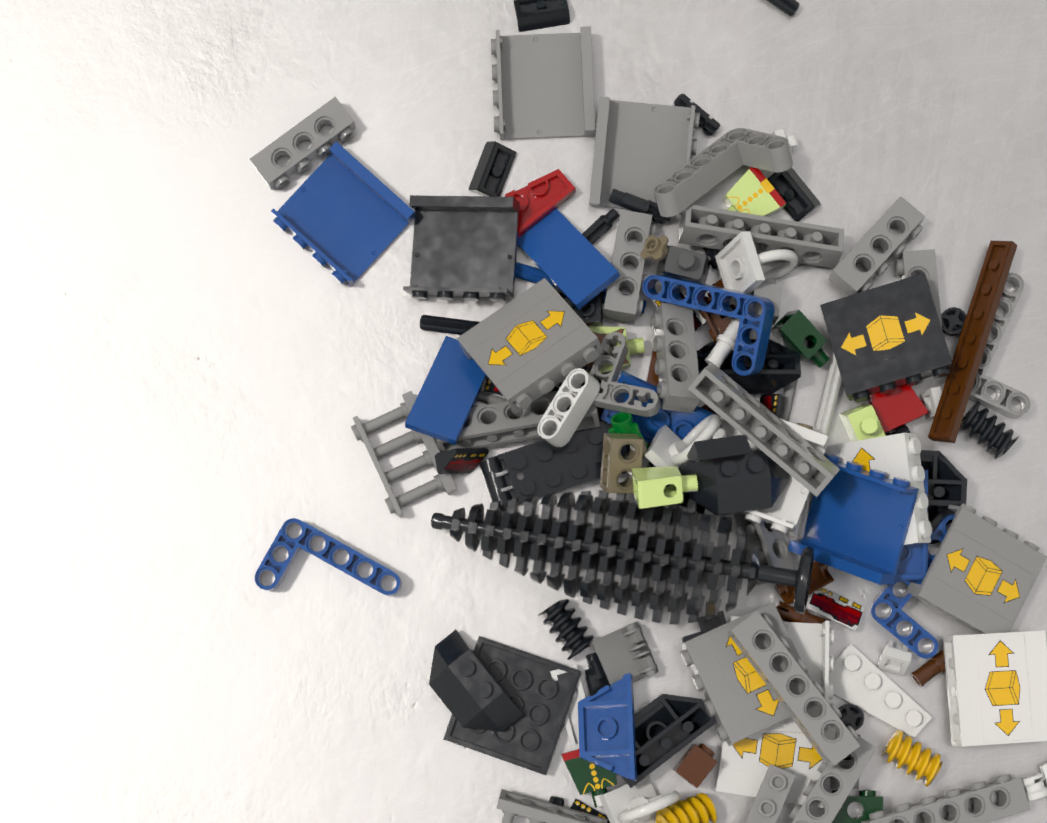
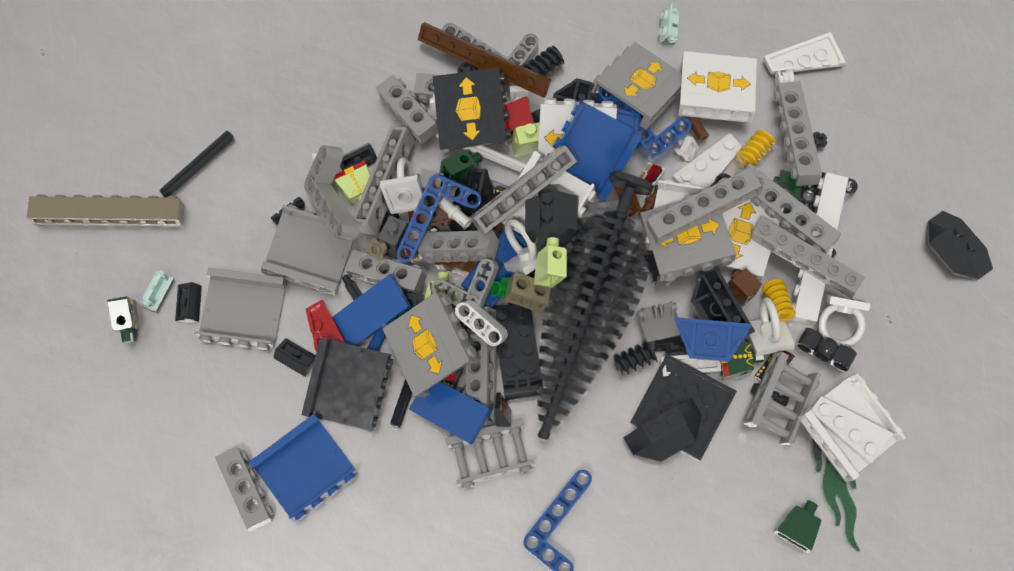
camera: 80 degrees left, 10 degrees down
(637, 204) = (343, 258): black piece -> none

